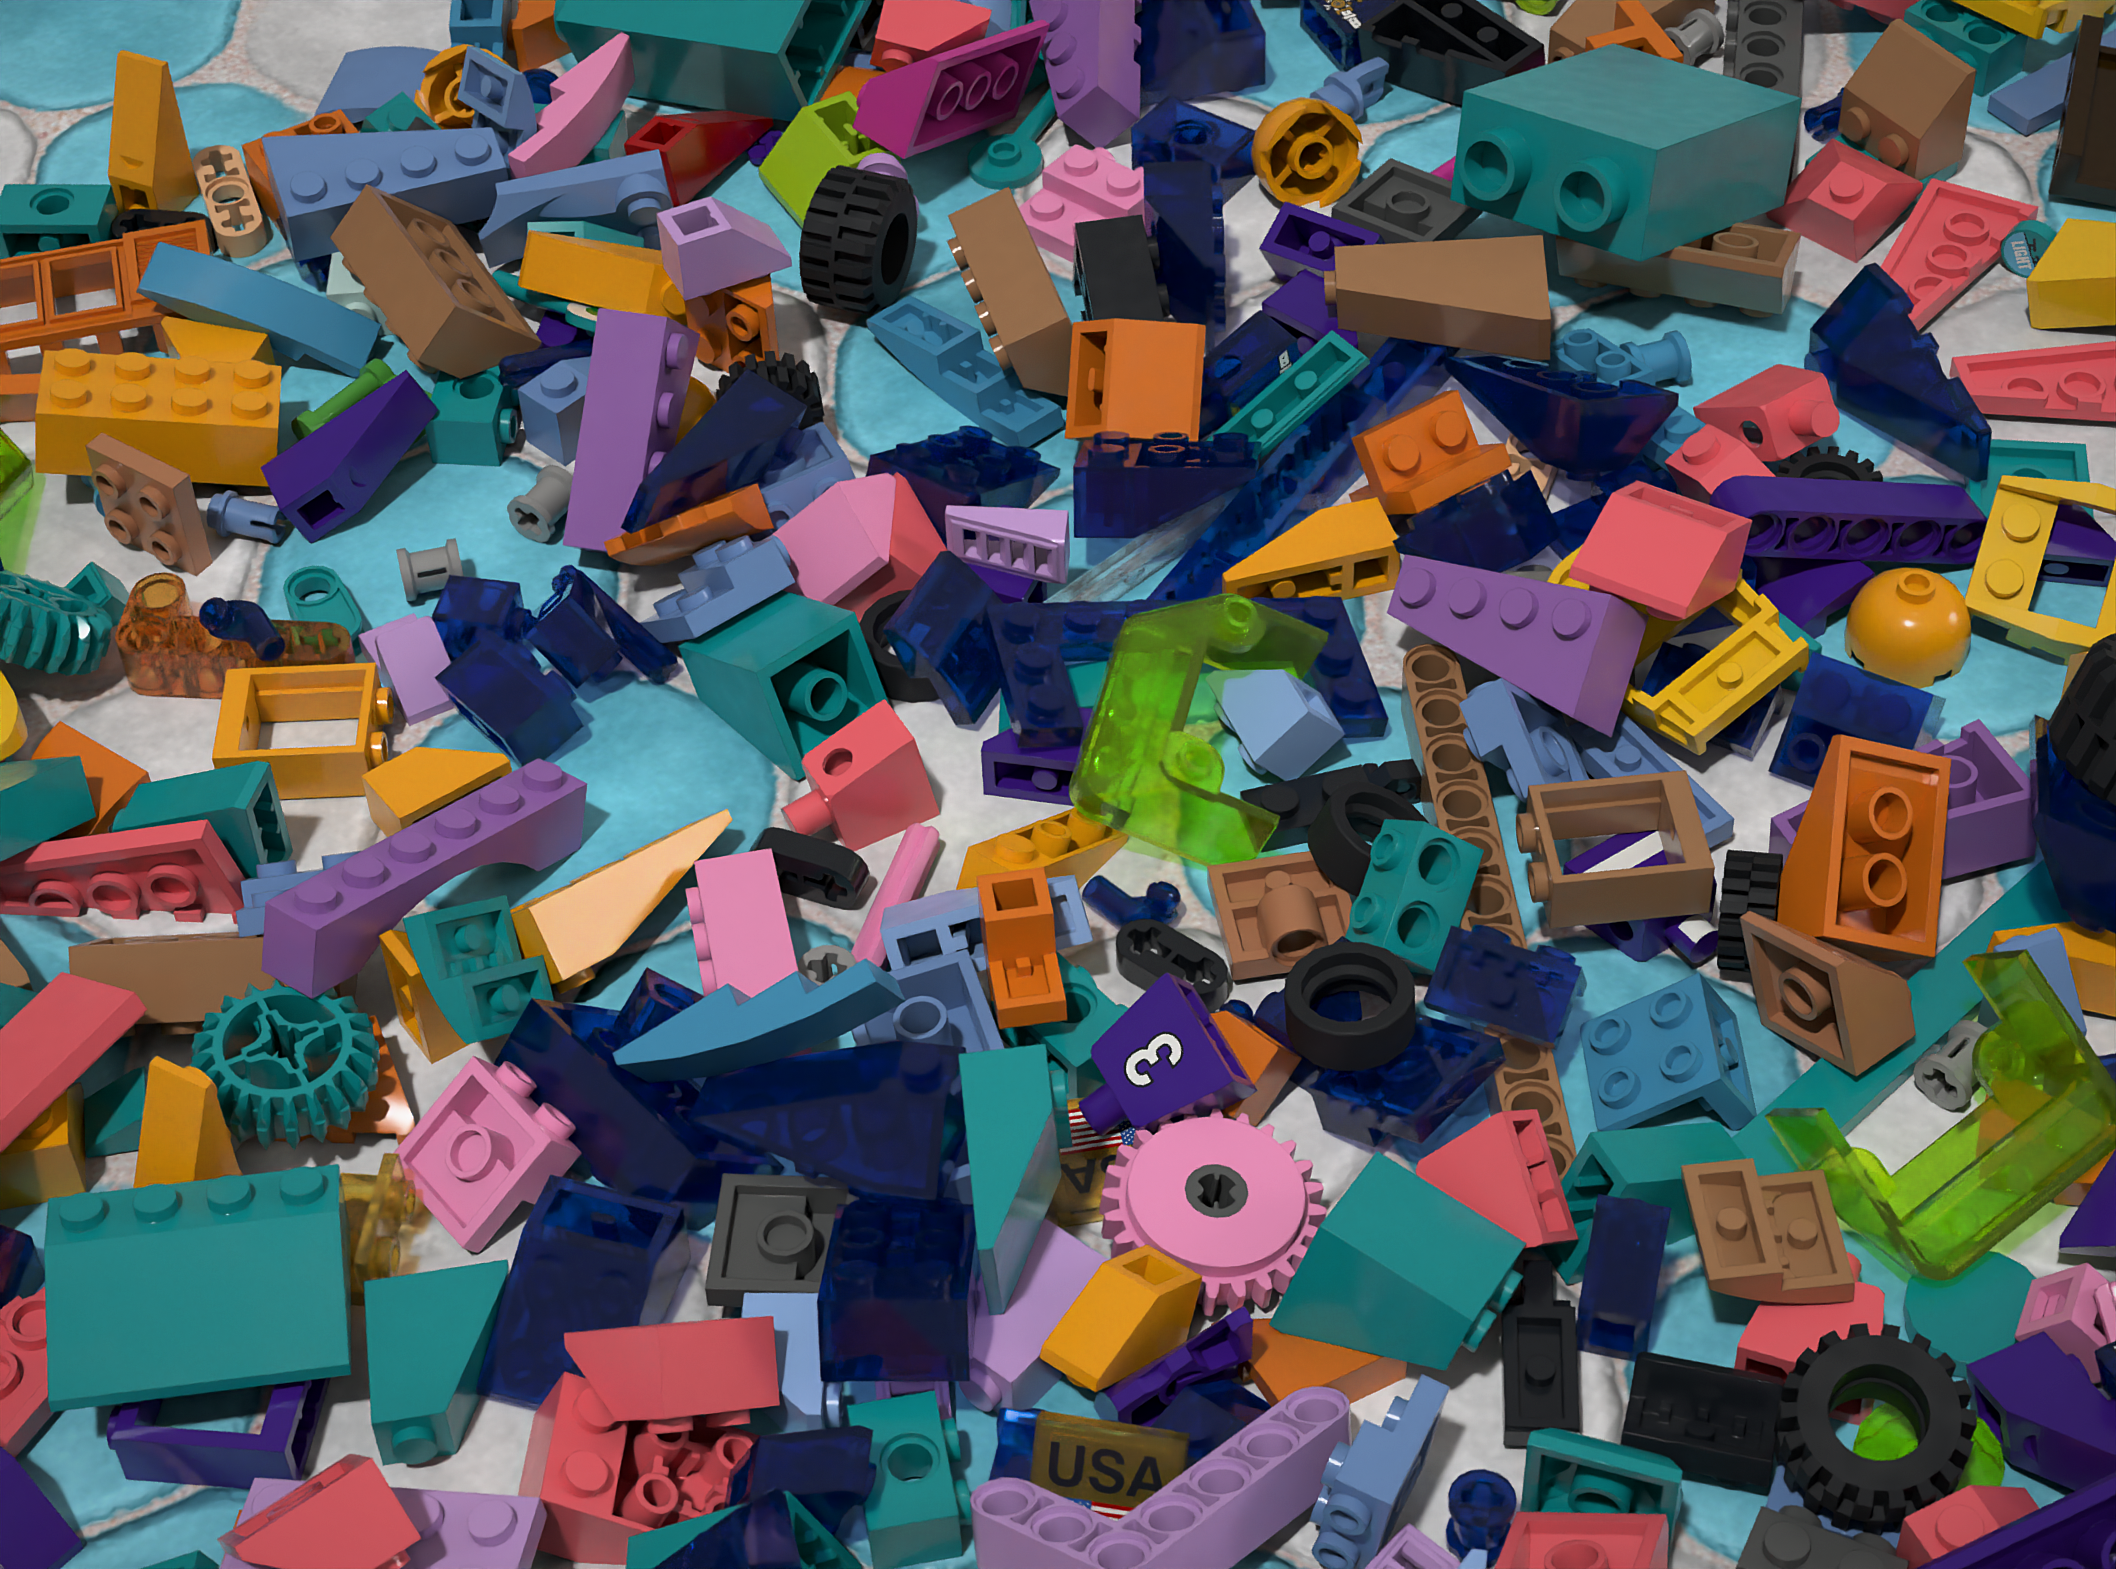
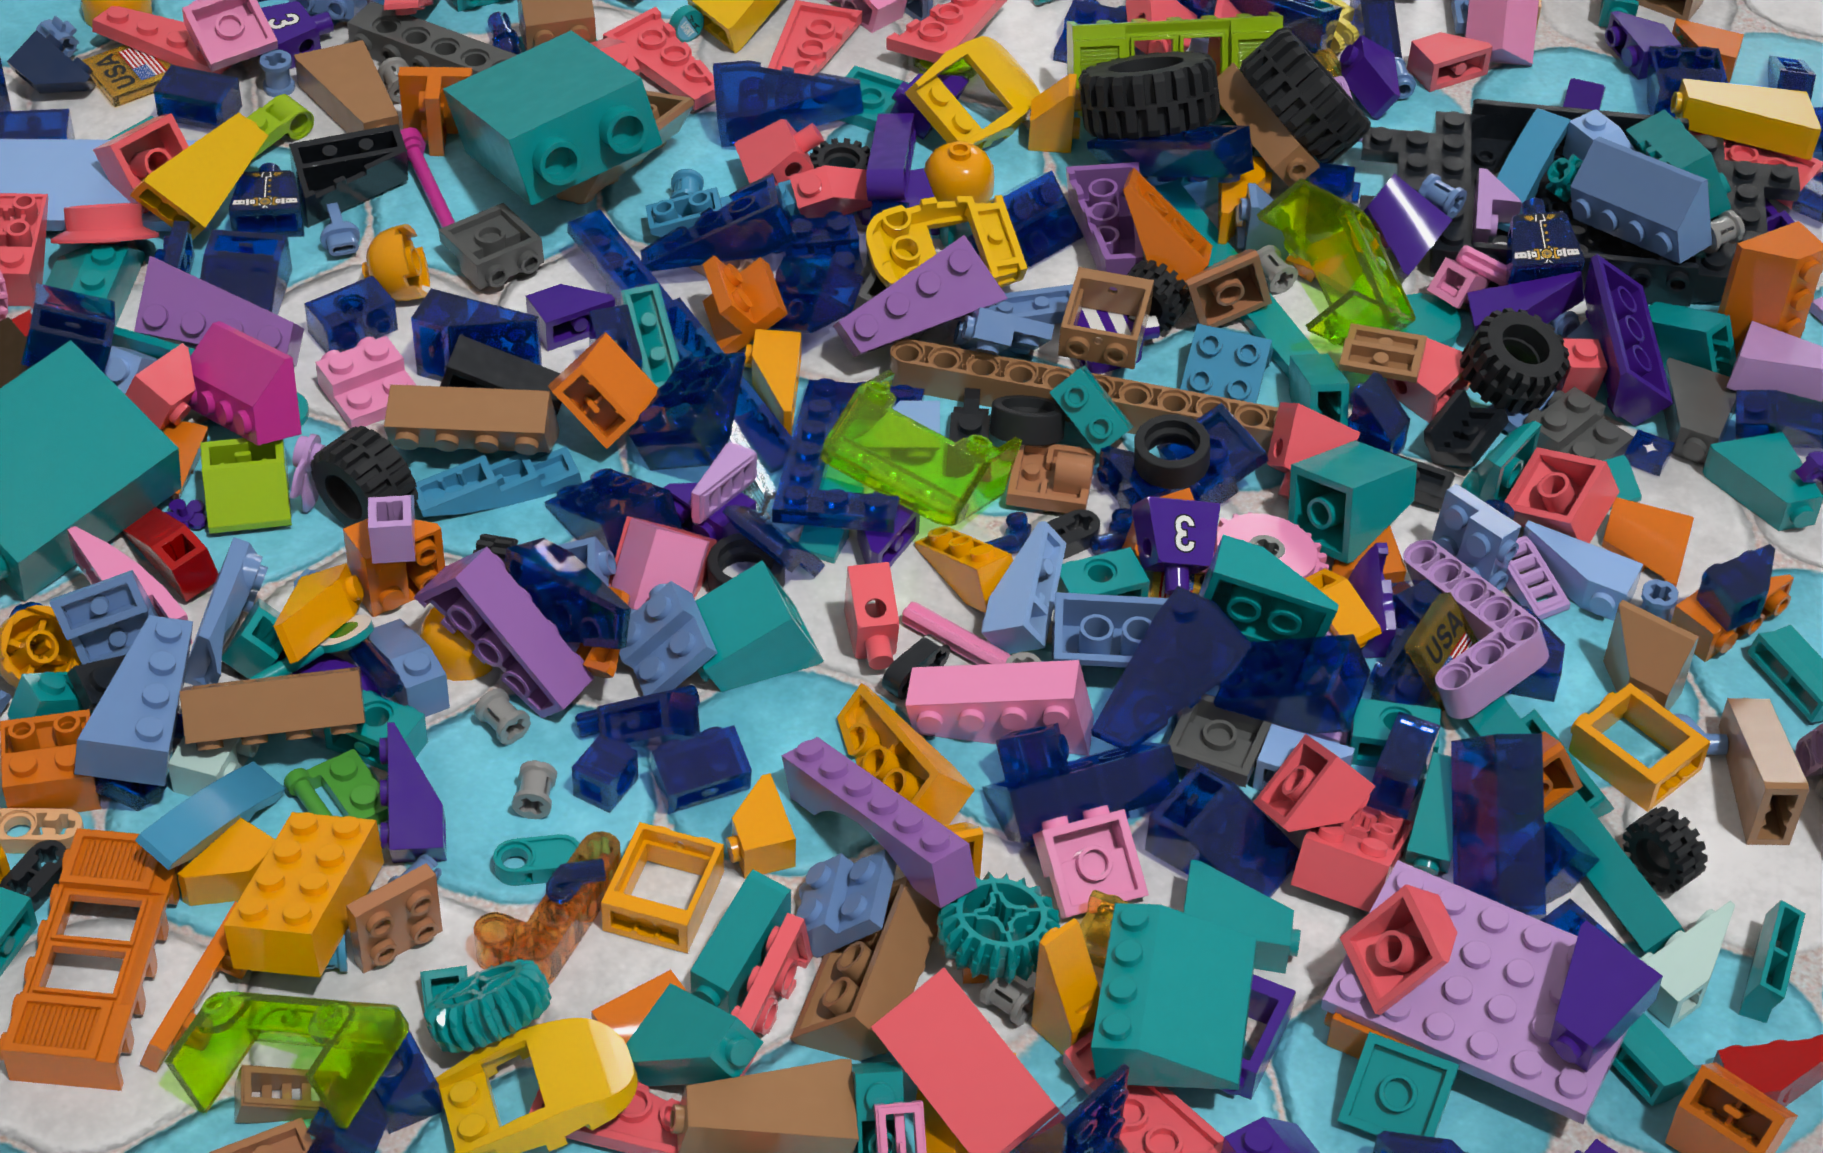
camera: 75 degrees left, 0 degrees up
(407, 661) = (618, 817): lavender slope -> none
(476, 967) = (971, 810): teal slope -> none
(739, 1031) = (1103, 688): dark azure slope -> none
(1020, 948) = (1076, 568): orange brick -> none
(1307, 241) = (514, 279): dark purple brick -> none
(1447, 293) = (617, 233): medium nougat slope -> none
(1505, 985) = (1185, 388): clear blue bracket -> none
(1662, 551) = (930, 209): coral slope -> none

